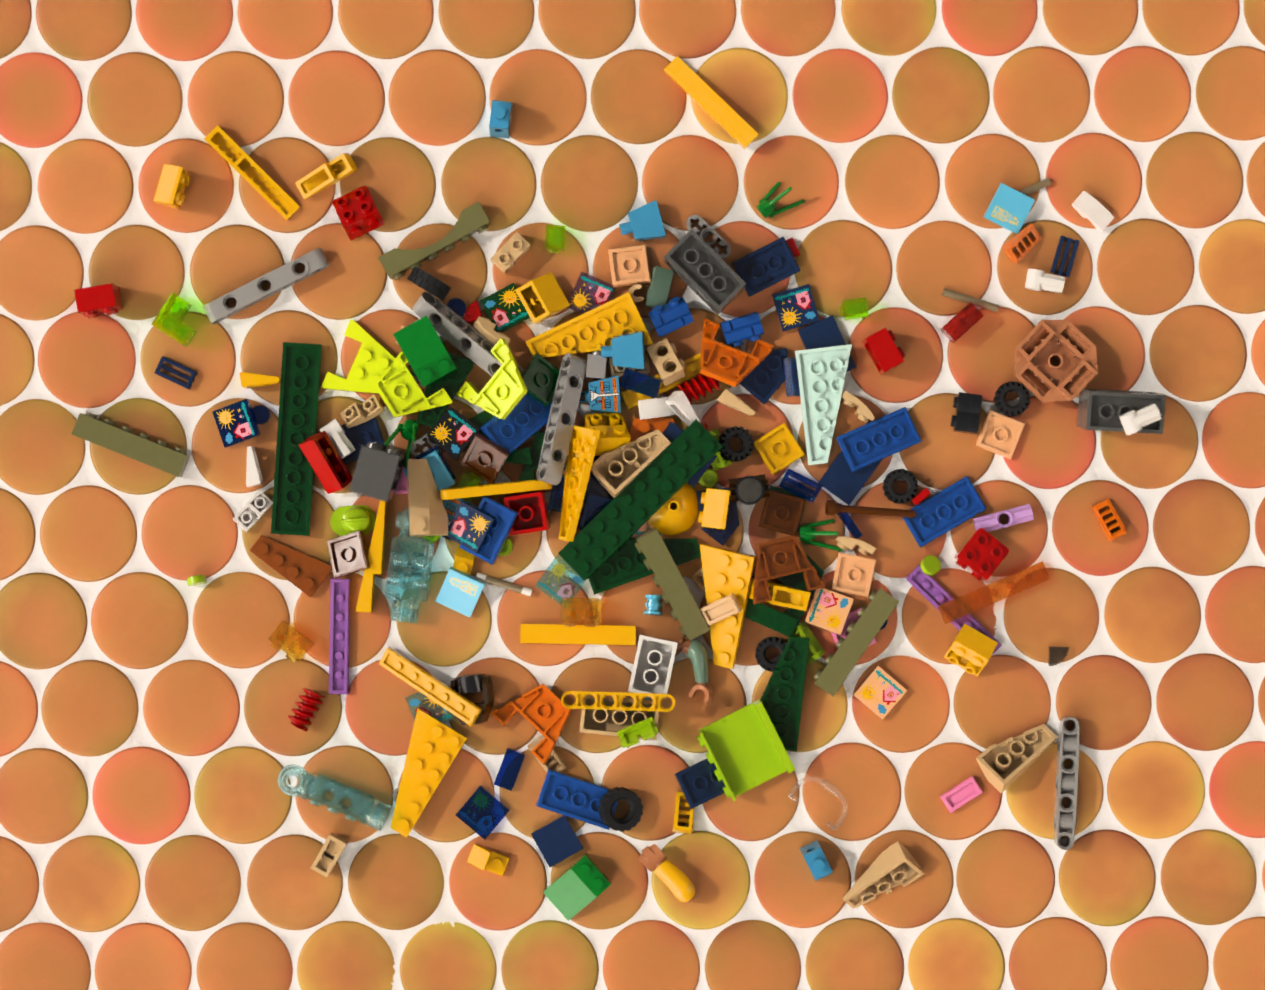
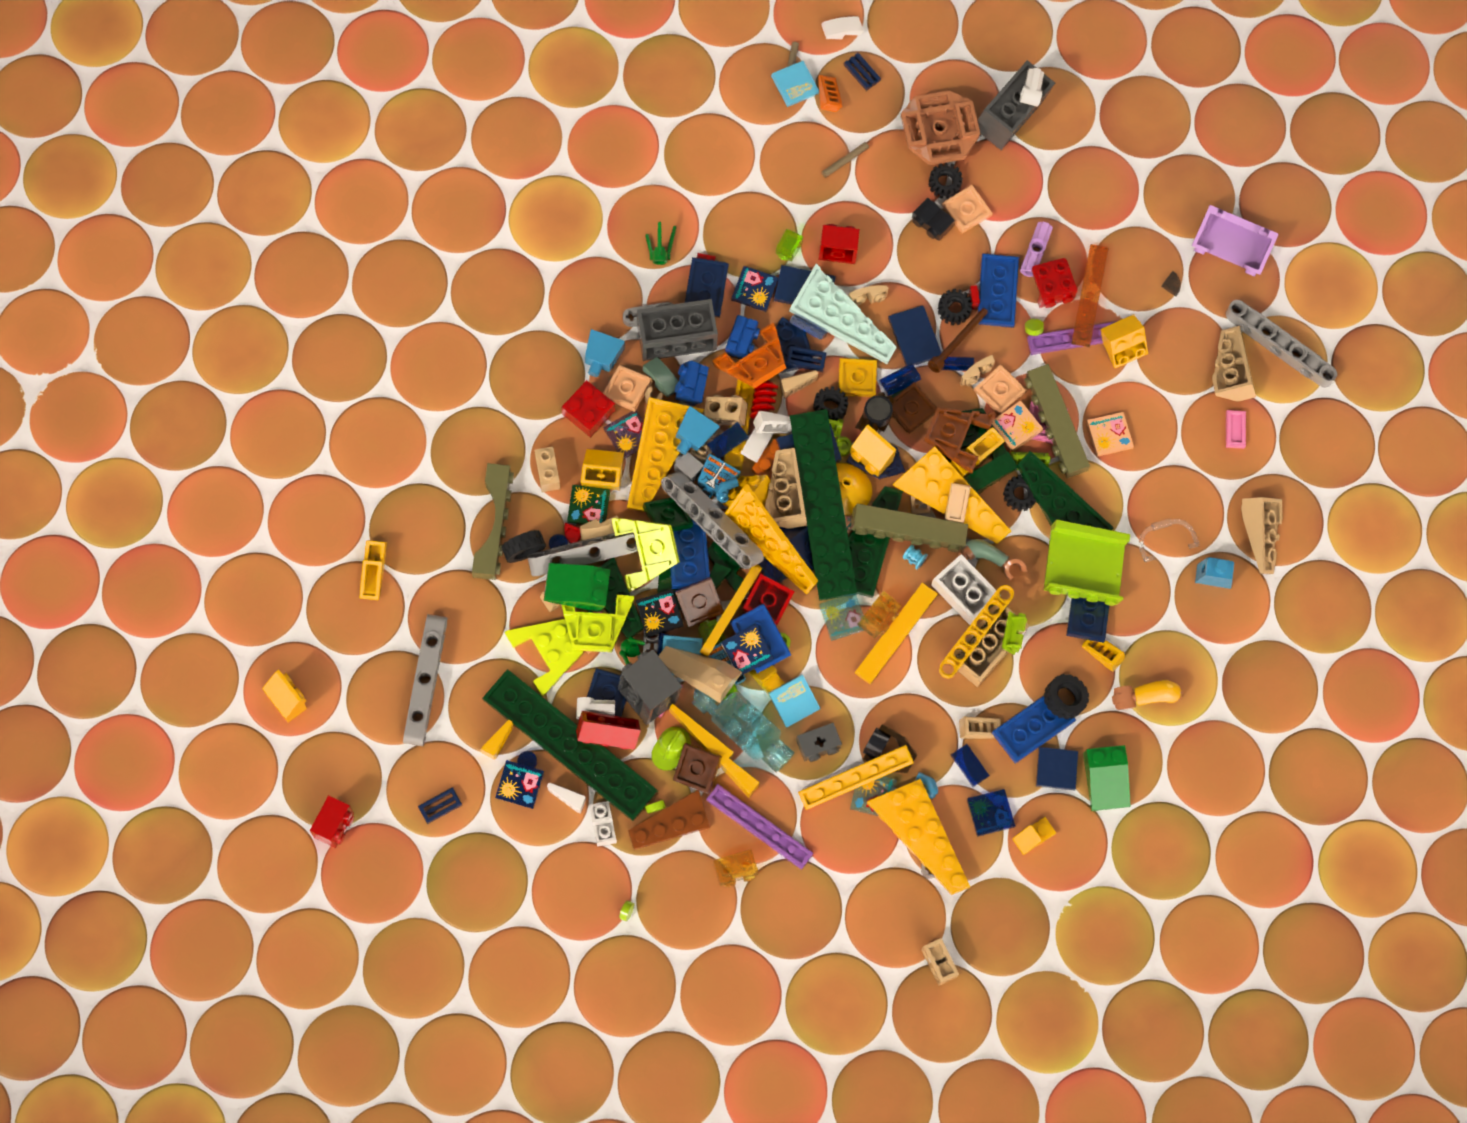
camera: 60 degrees left, 15 degrees down
(130, 445) = (472, 884): olive brick -> none
(170, 320) = (397, 776): clear neon green brick -> none
(252, 172) = (322, 627): yellow slope -> none
(294, 543) = (654, 807): none -> lime tile
(305, 709) = (800, 895): red piece -> none
(314, 787) = (873, 931): clear light blue brick -> none
(358, 212) = (422, 564): red bracket -> none
(358, 414) = (588, 675): tan slope -> none
(435, 626) = (826, 734): none -> dark grey brick
(470, 748) = (929, 783): none -> dark azure arm
(500, 119) = (432, 400): dark azure torso -> none
(504, 584) = (814, 662): dark tan bar -> none
(541, 710) = (941, 703): orange wing -> none
(555, 238) = (561, 428): clear neon green brick -> none
(587, 248) = (588, 408): none -> red brick
(593, 410) = (723, 489): none -> dark azure arm
(711, 103) = (546, 239): yellow slope -> none
(768, 409) = (807, 359): none -> dark blue tile
(808, 533) = (942, 399): green plant -> none
(878, 439) = (905, 297): blue tile -> none
(961, 322) = (858, 175): clear red brick -> none
(1039, 280) = (867, 100): white piece -> none
(1106, 530) = (1100, 170): orange slope -> none
(1137, 681) = (1234, 240): none -> lavender windscreen

